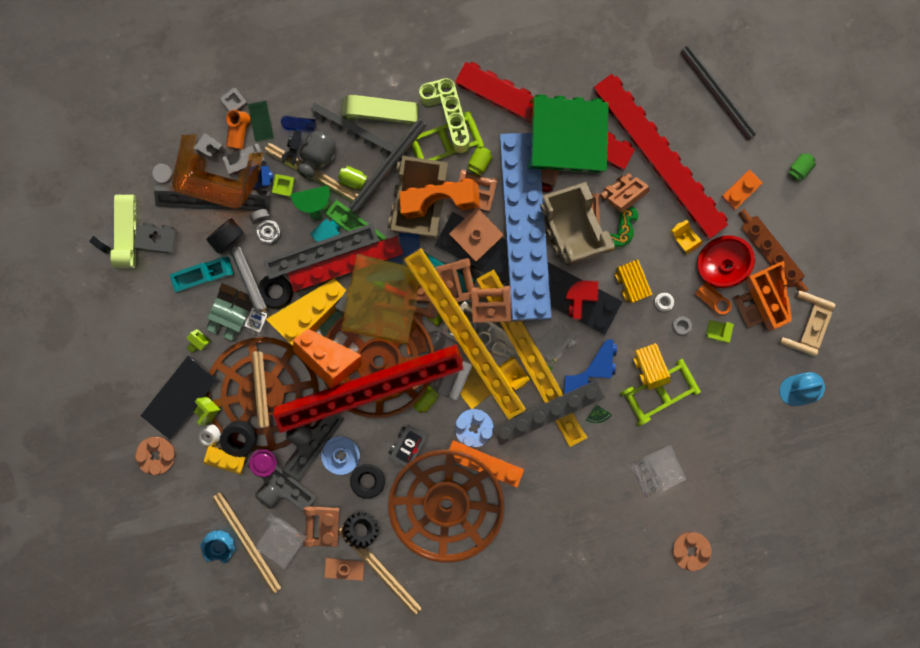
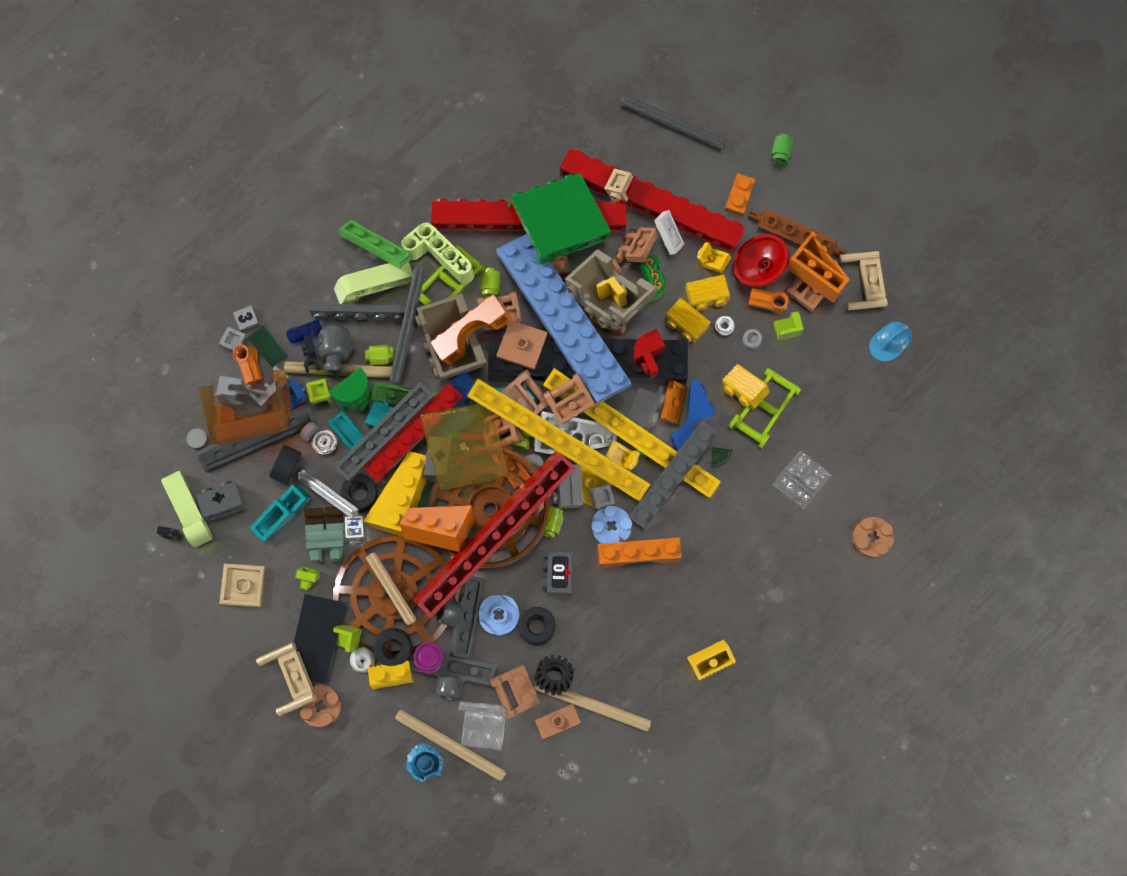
camera: 30 degrees left, 10 degrees down
(140, 320) = (242, 585): none -> tan tile
(146, 420) = (294, 674): none -> tan plate
(254, 86) = (245, 318): none -> light grey tile
(291, 231) = (345, 429): none -> teal tile
(397, 76) = (375, 244): none -> bright green tile
(446, 516) = (633, 618): dark orange dish -> none
(478, 399) = (602, 496): none -> light grey tile
(497, 585) = (711, 659): none -> yellow brick
(579, 220) = (613, 288): none -> yellow bracket
(583, 348) = (674, 403): none -> orange plate
(636, 130) = (618, 185): none -> tan bracket
(659, 195) = (669, 232): none -> white plate
(664, 265) = (707, 292): none -> yellow brick

